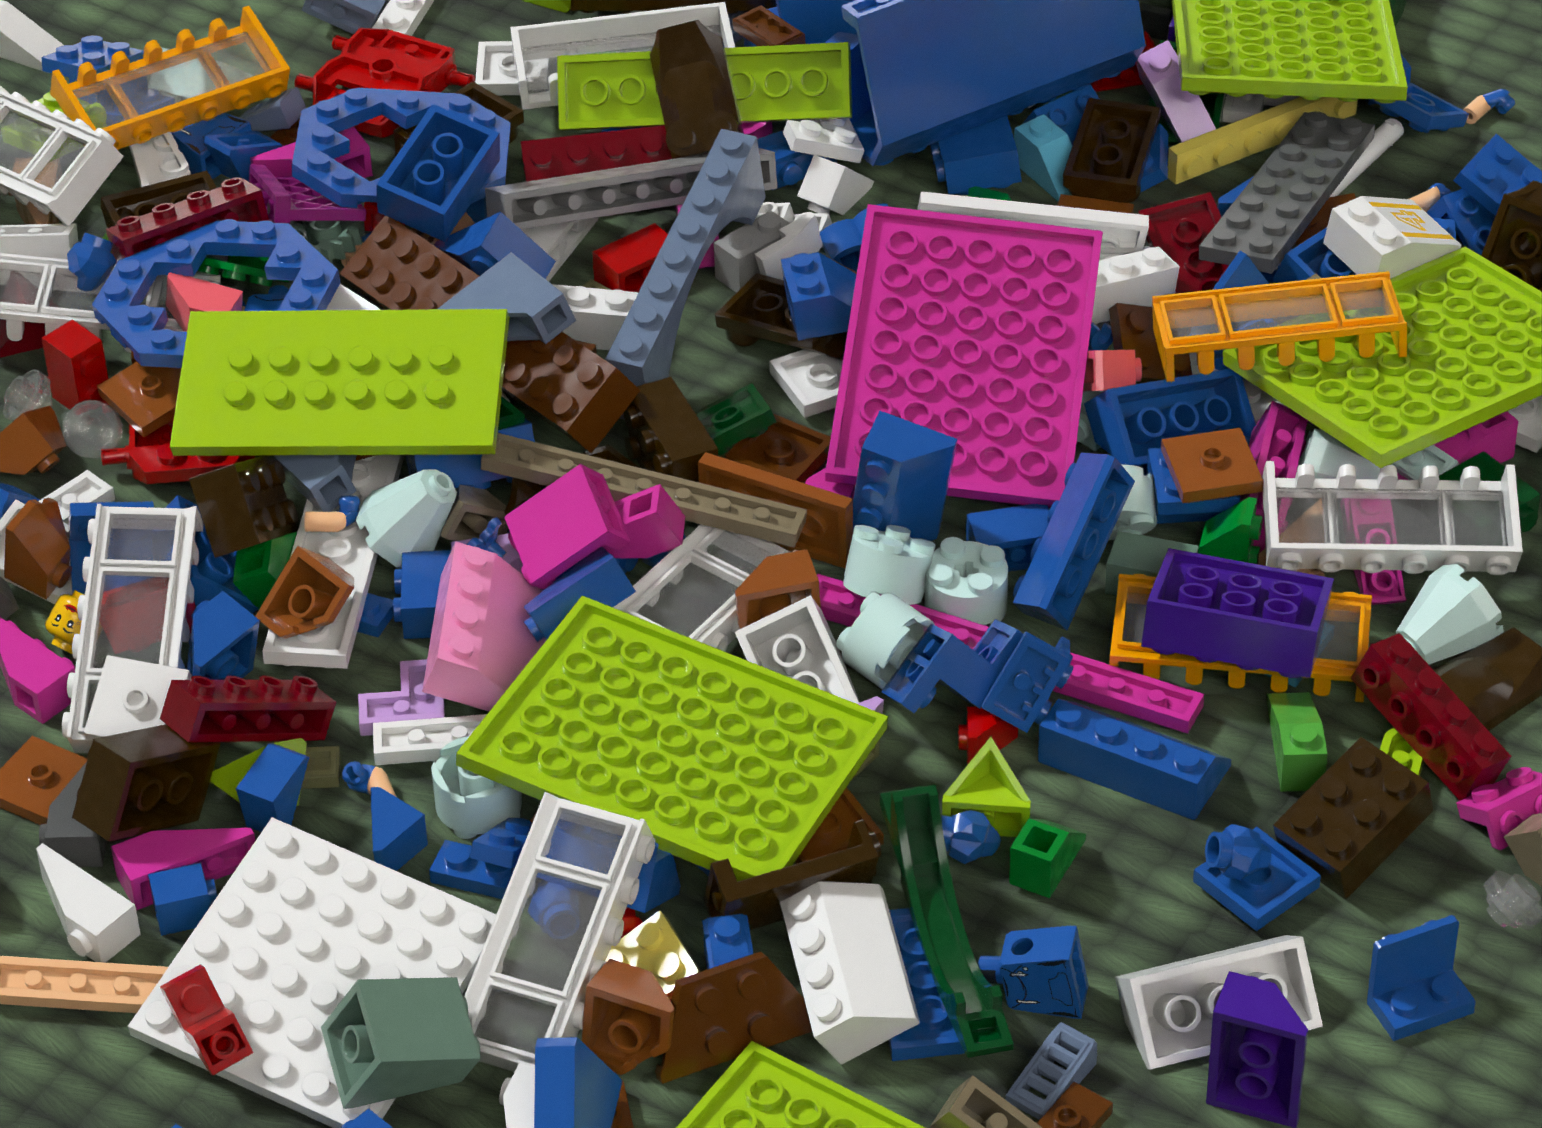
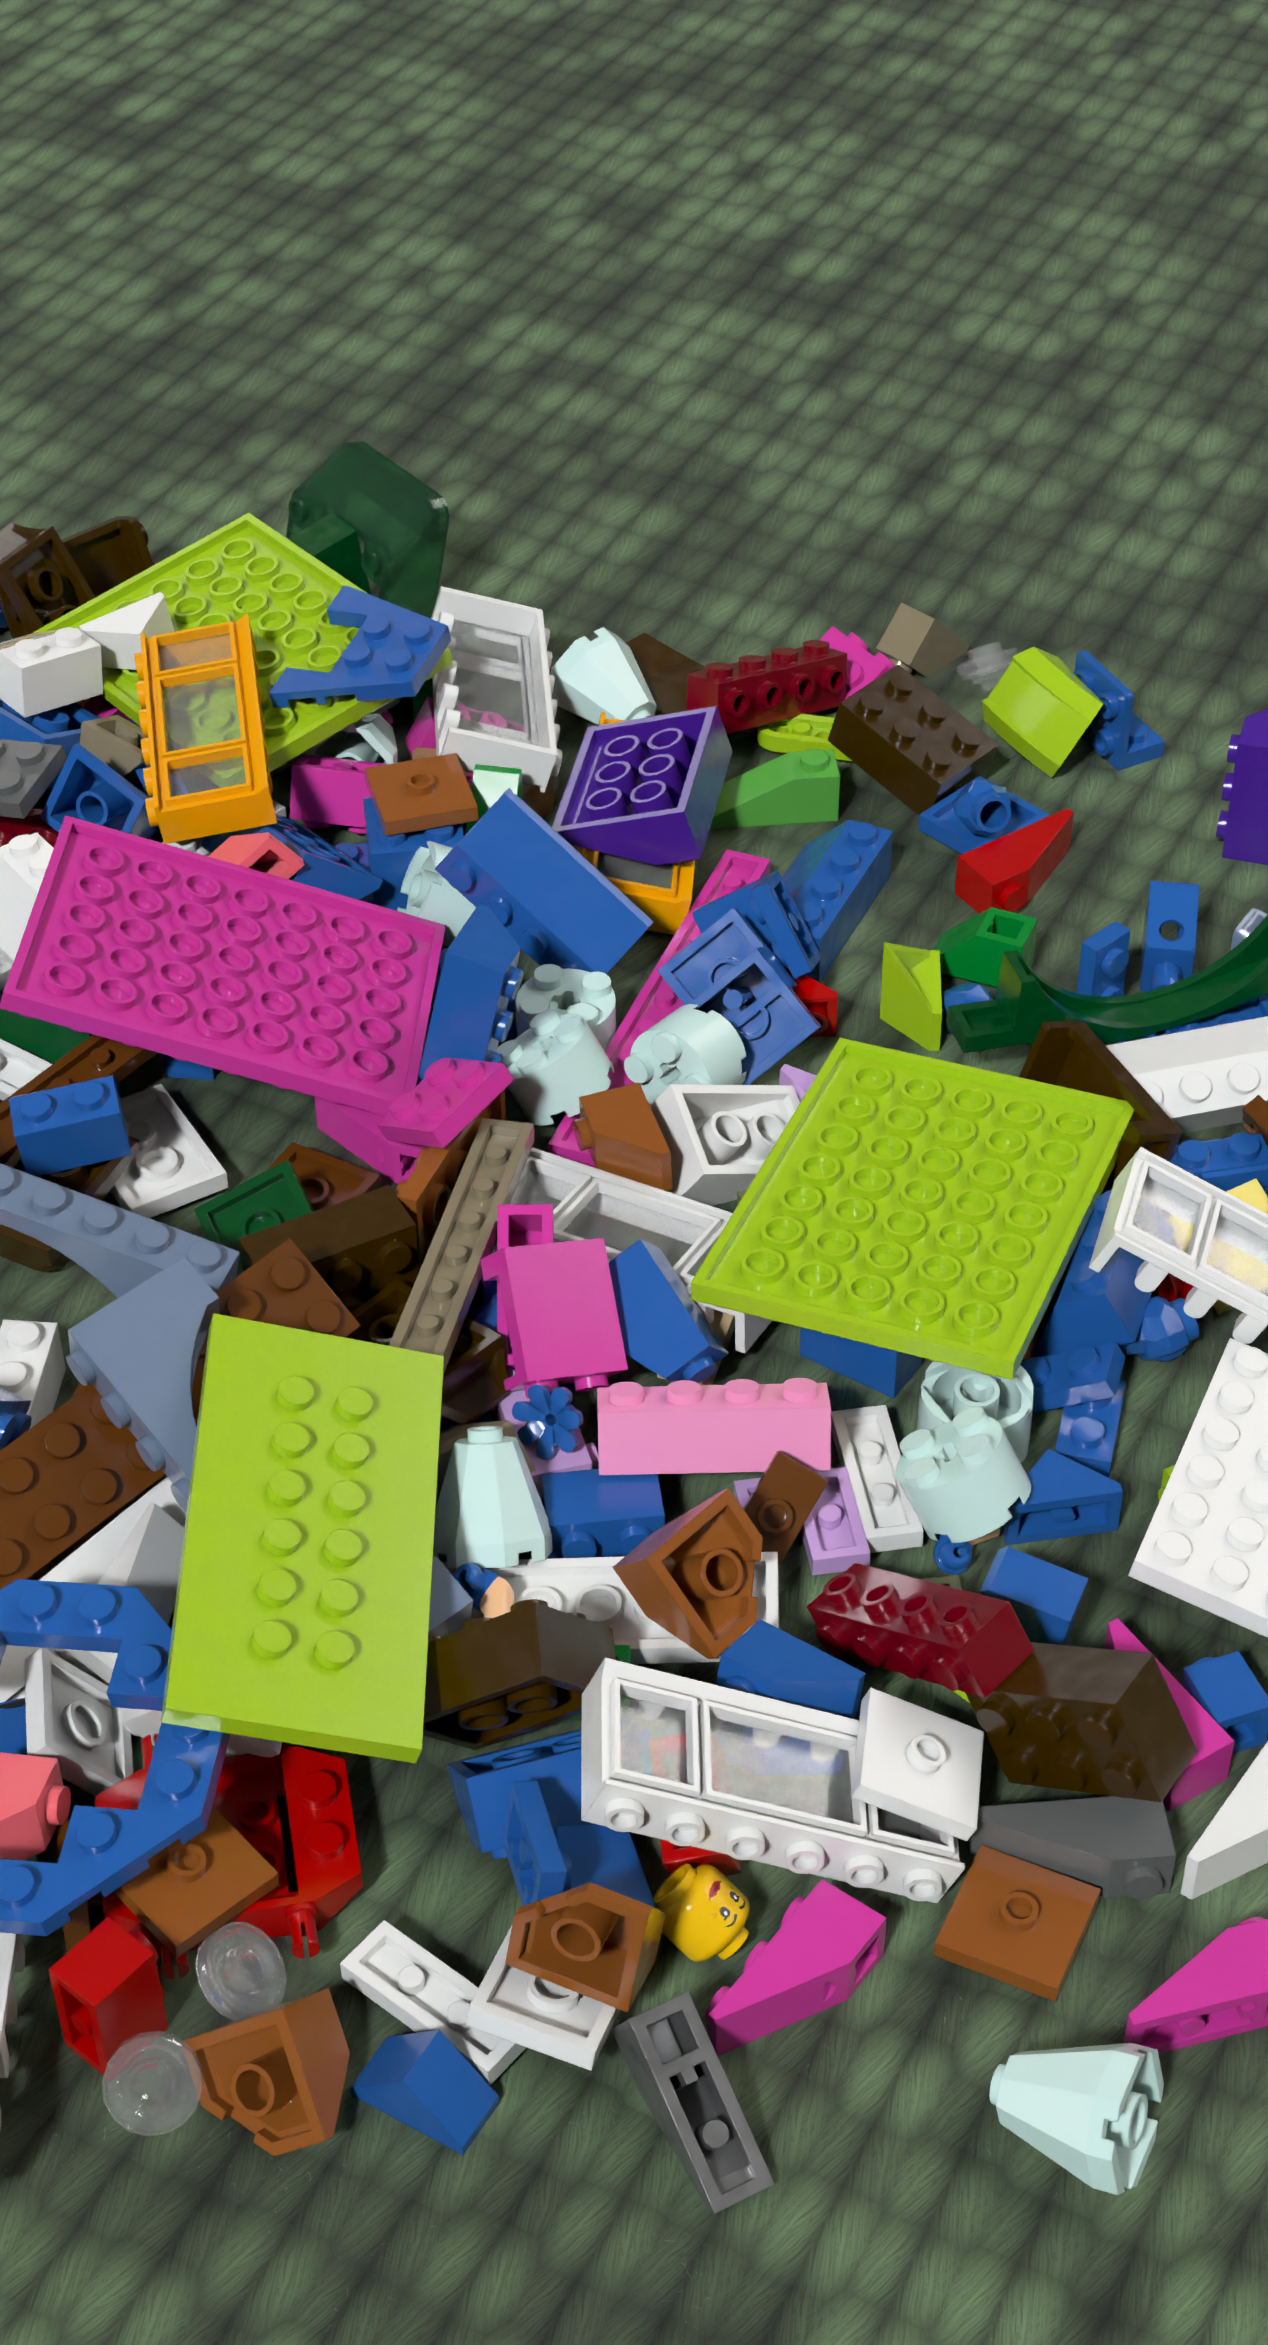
camera: 95 degrees left, 0 degrees up
(393, 753) = (962, 1476): none -> light aqua brick
(394, 667) = (783, 1502): none -> reddish brown plate
(801, 471) = (444, 1101): none -> dark pink plate
(988, 910) = (1104, 962): none -> blue plate
(1174, 1003) = (1153, 835): white slope -> none
(1178, 890) = (1014, 866): none -> red slope
(1375, 418) = (383, 660): none -> blue wing
(1406, 906) = (1040, 708): none -> lime slope
(1422, 283) = (121, 630): none -> white slope

